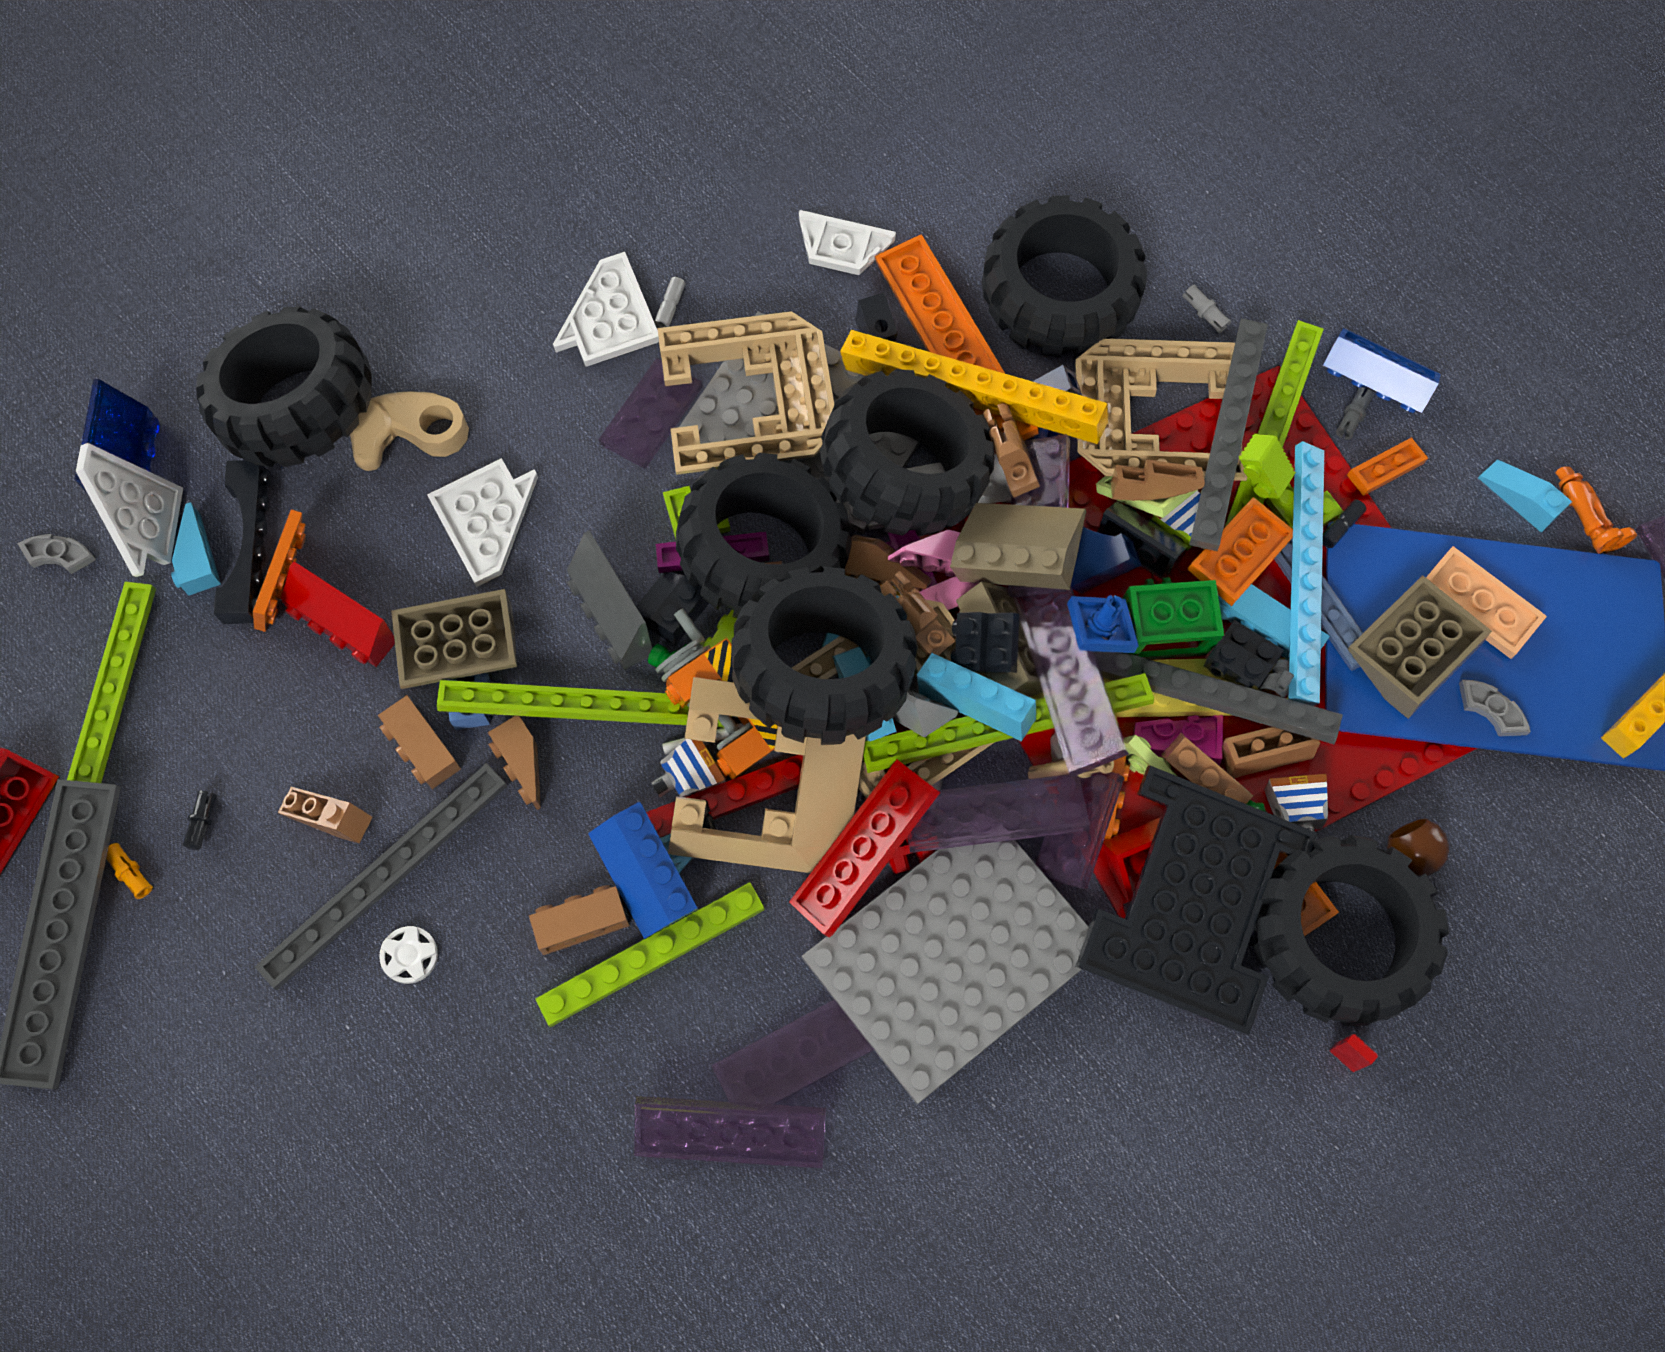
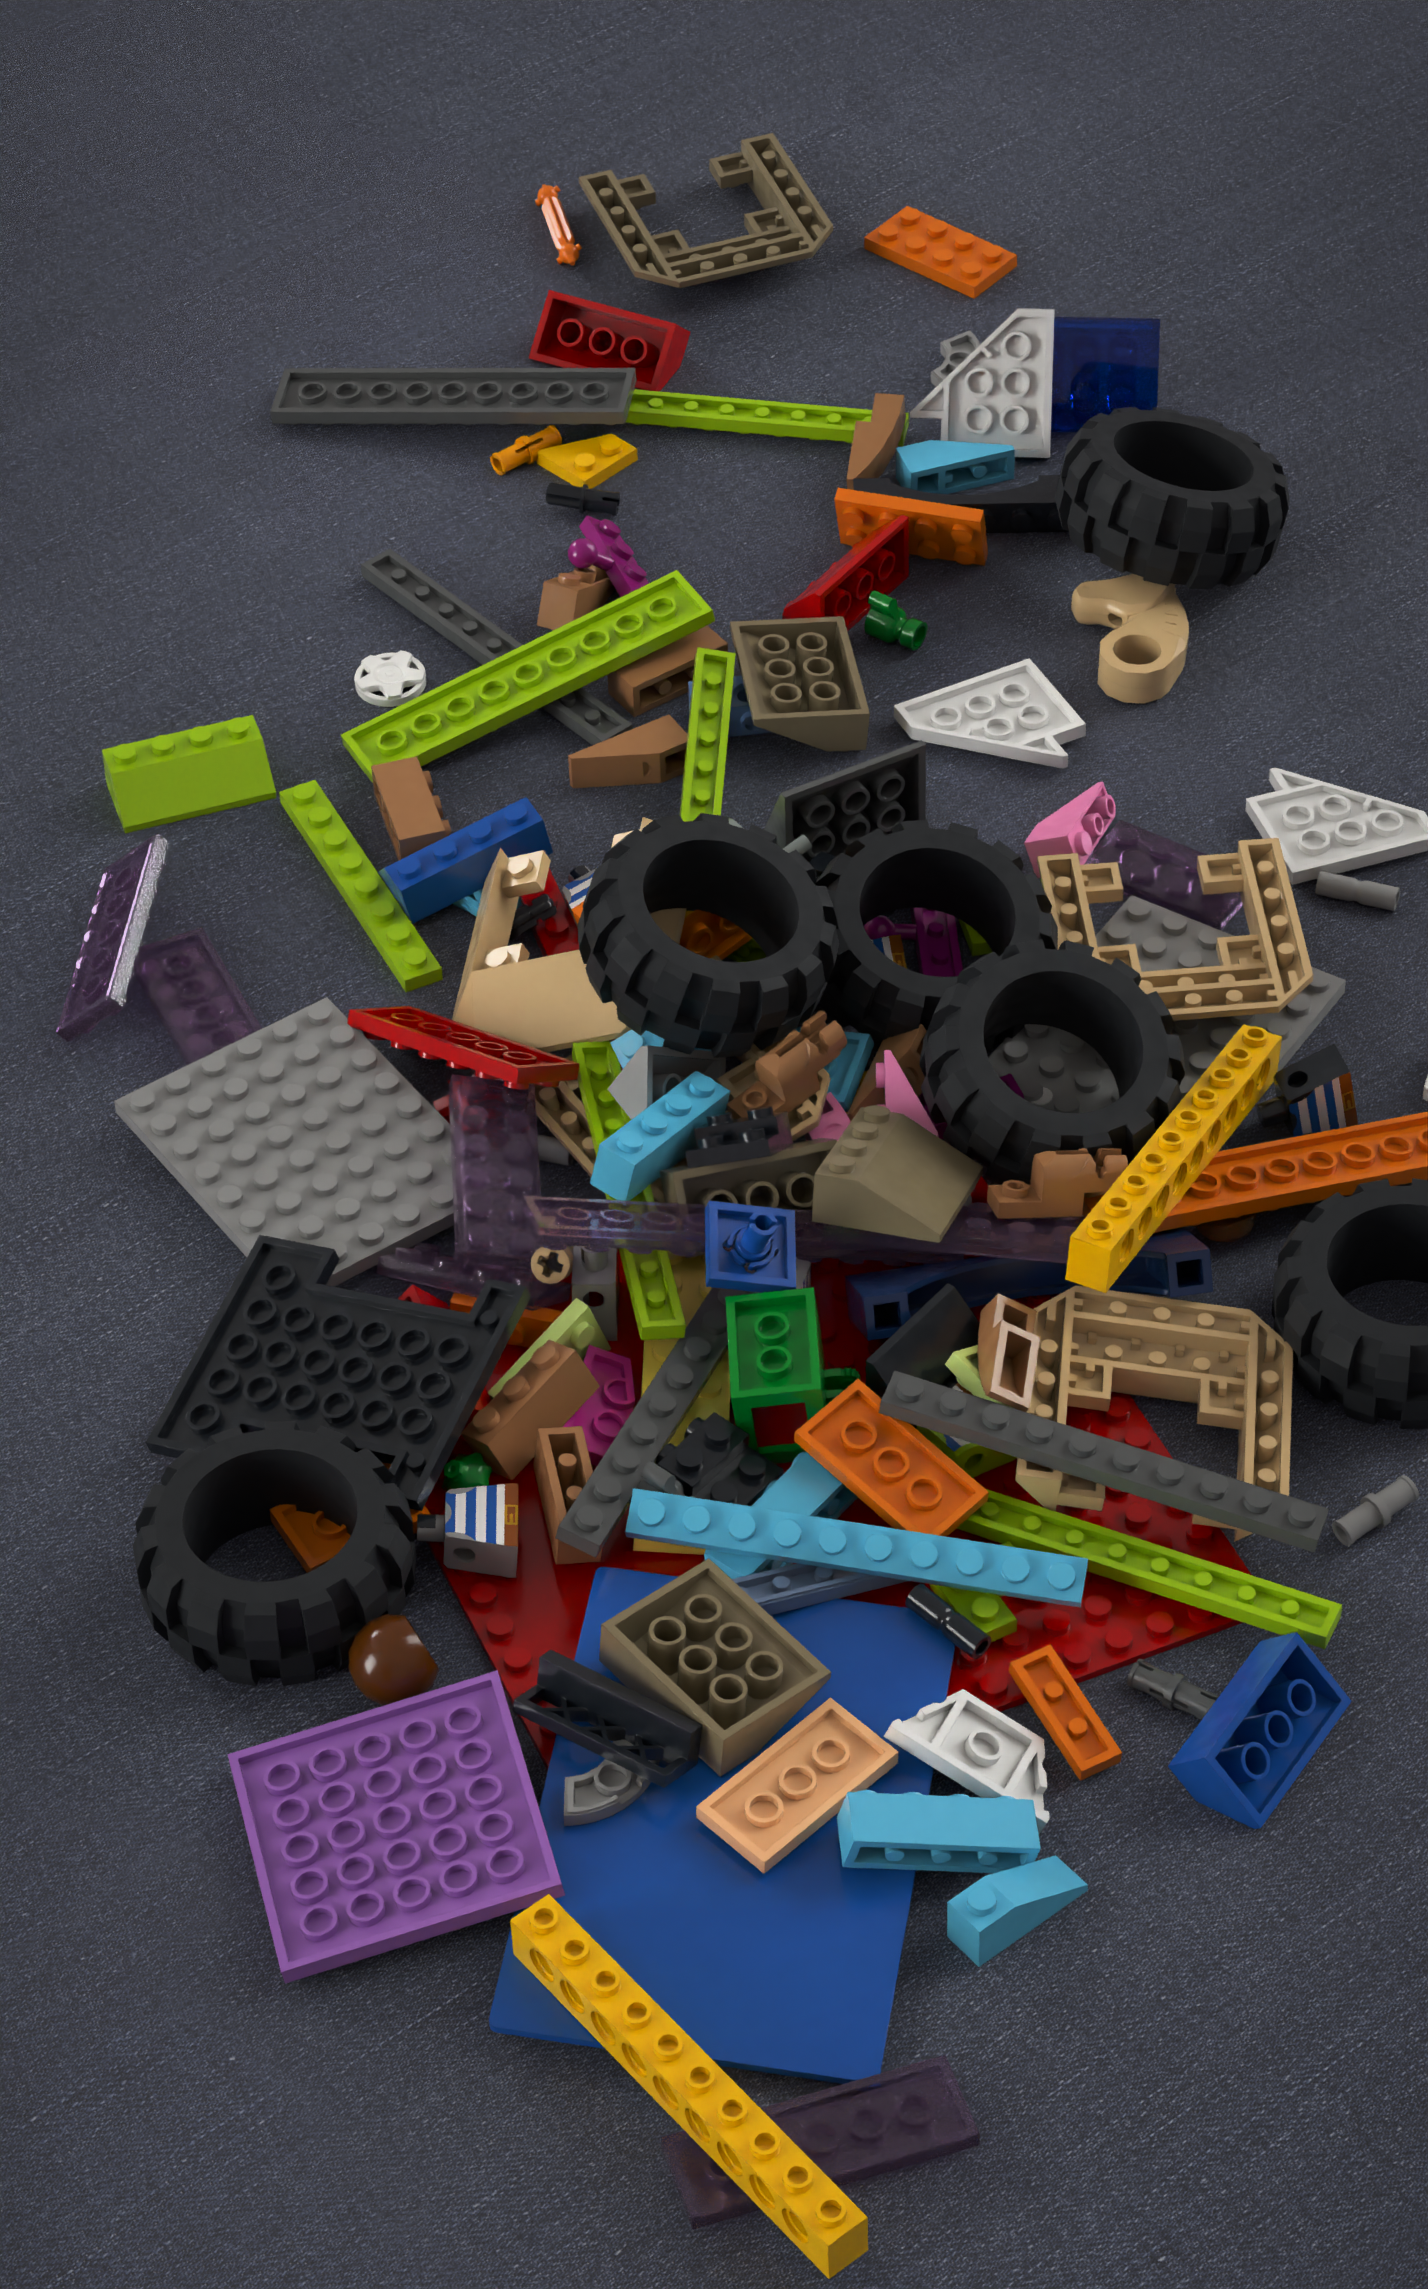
camera: 95 degrees right, 25 degrees down
(144, 822) = (588, 460): none -> yellow wing
(168, 601) = (876, 440): none -> medium nougat slope
(293, 785) = (607, 550): none -> magenta plate
(377, 588) = (891, 624): none -> green piece
(441, 839) = (532, 675): none -> lime plate
(530, 1100) = (188, 773): none -> lime slope
(623, 469) = (1073, 827): none -> bright pink slope
(1266, 466) = (1031, 1492): lime brick -> none
(1354, 1053) = (98, 1548): red tile -> none
(1428, 510) = (977, 1749): none -> white wing
(1459, 698) = (617, 1714): none -> black fence
(1500, 527) = (936, 1832): none -> medium azure brick
(1544, 837) = (393, 1826): none -> medium lavender plate
(1592, 513) = (1002, 1982): orange piece -> none

